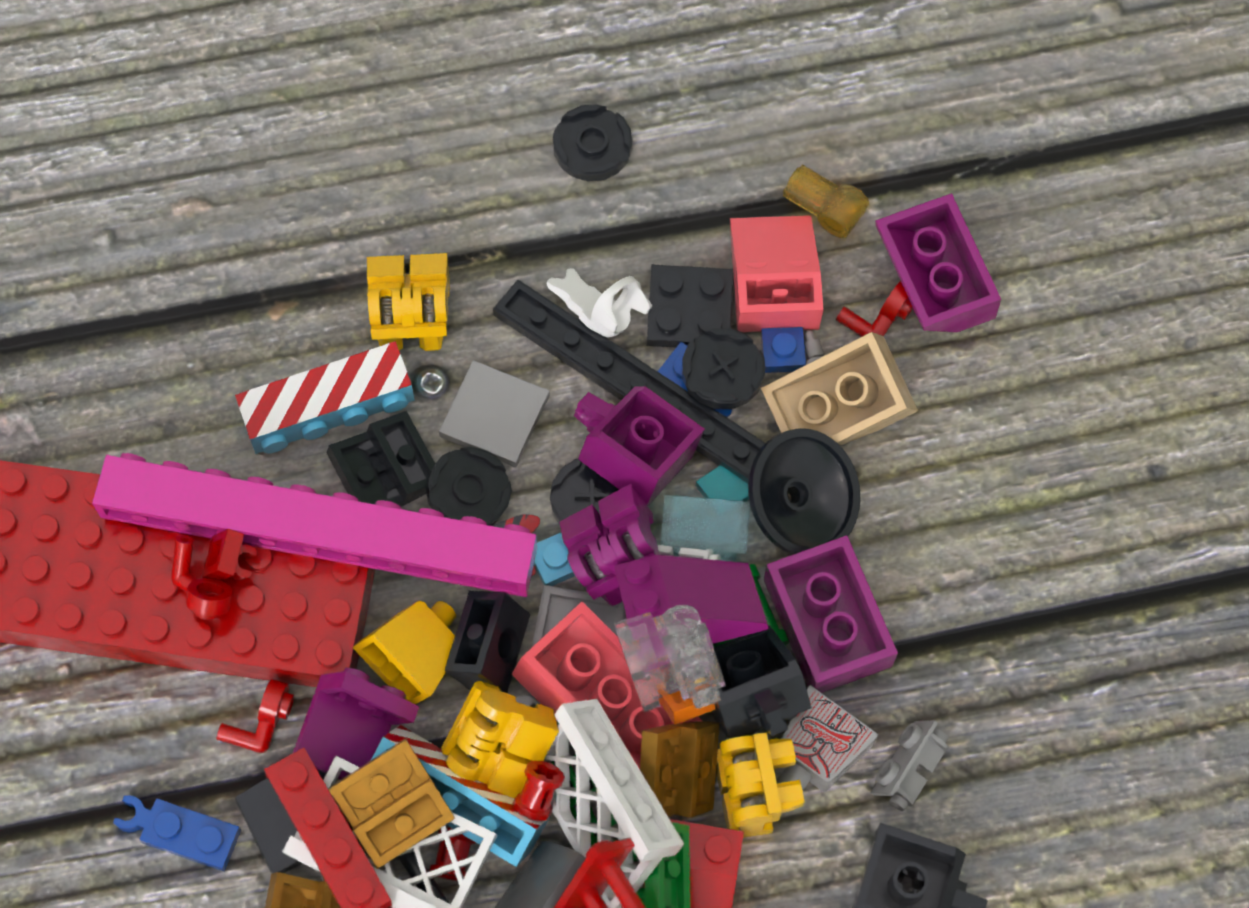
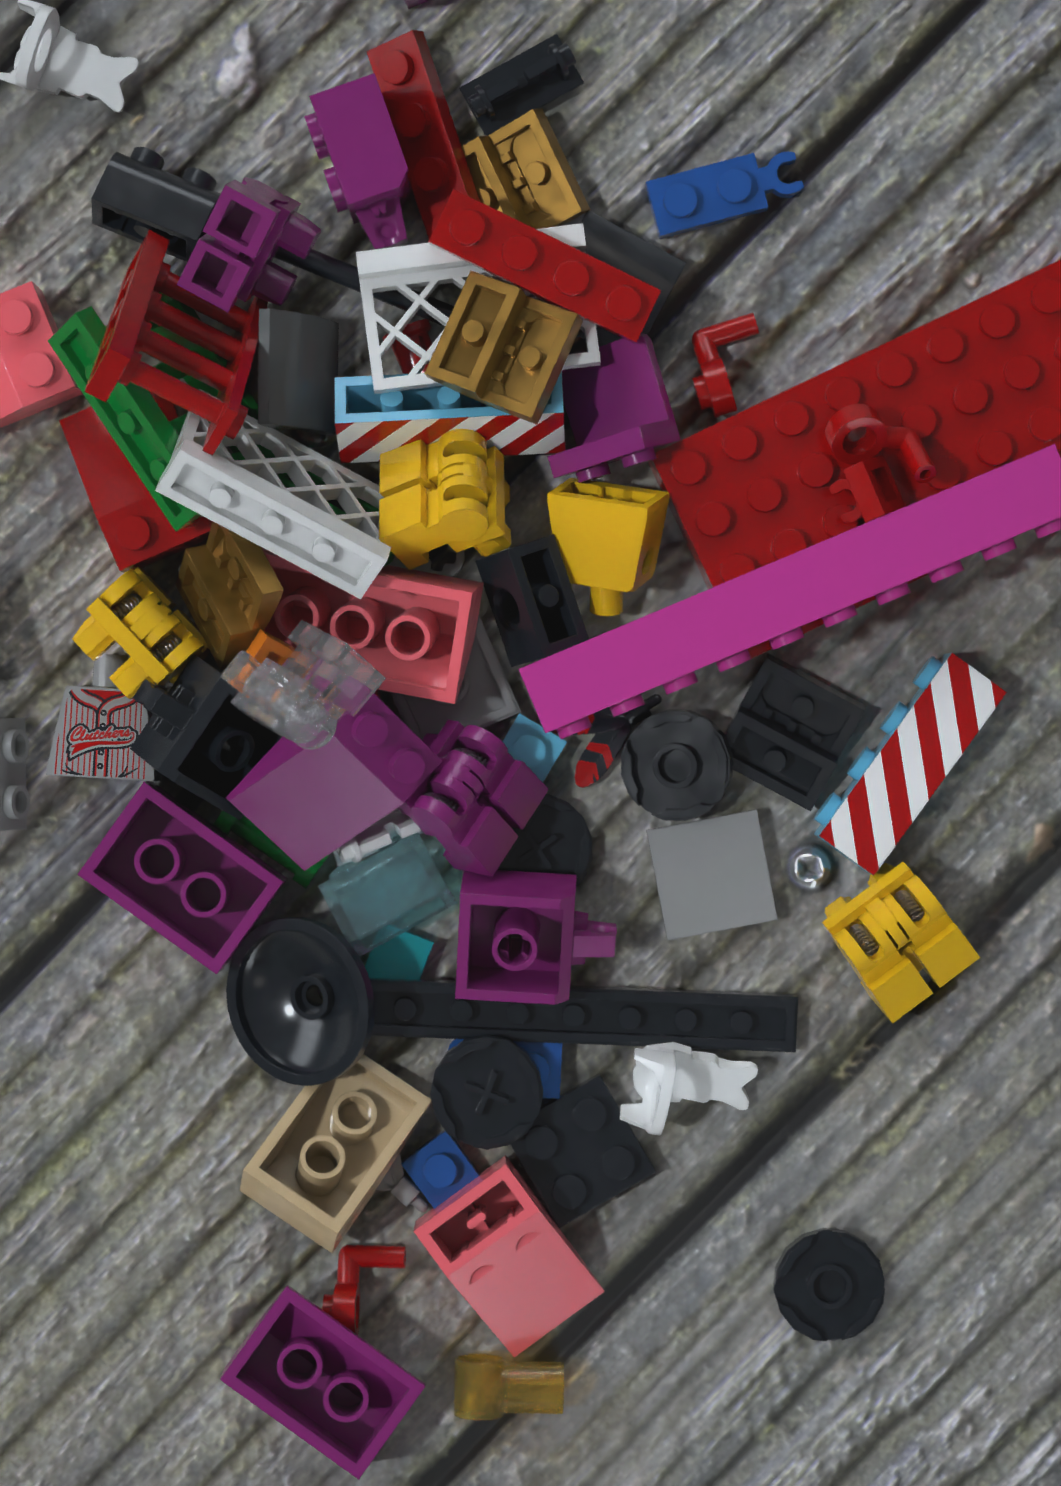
camera: 140 degrees right, 20 degrees up
(538, 790) = (363, 478): red bush -> none

